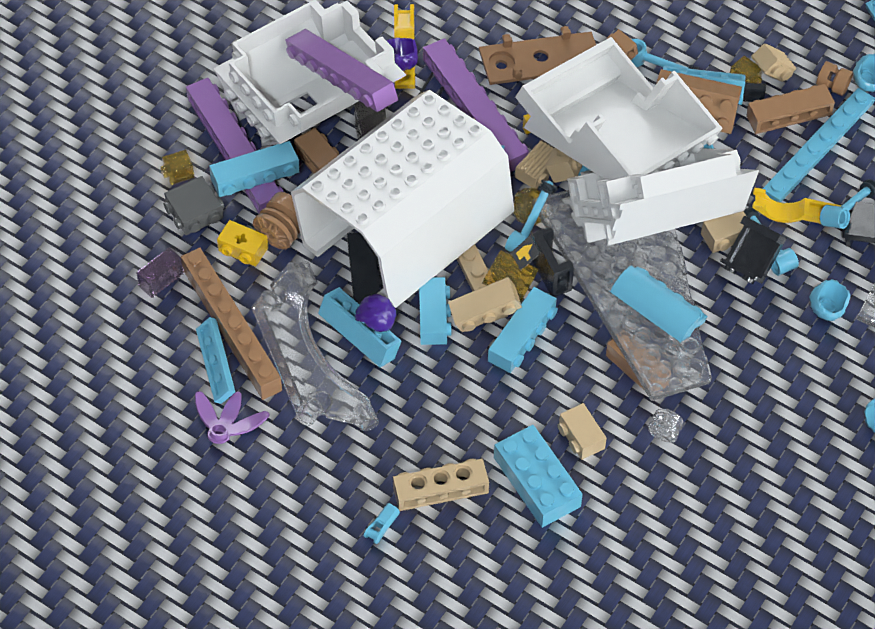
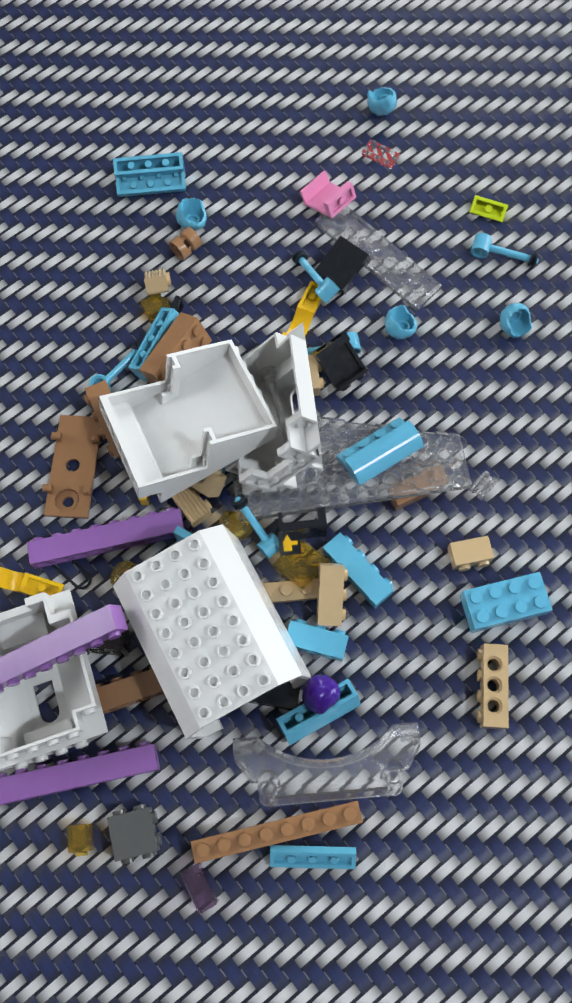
camera: 70 degrees left, 15 degrees up
(222, 429) = (381, 866): medium lavender plant -> none
(242, 243) = (194, 784): yellow brick -> none
(254, 169) = (120, 764): medium azure brick -> none
(278, 221) = (183, 753): medium nougat wheel -> none
(383, 522) = (516, 746): medium azure bar -> none
(404, 52) = (32, 583): dark purple hair -> none
(790, 108) = (202, 286): medium nougat brick -> none
(818, 145) = (243, 279): medium azure plate -> none

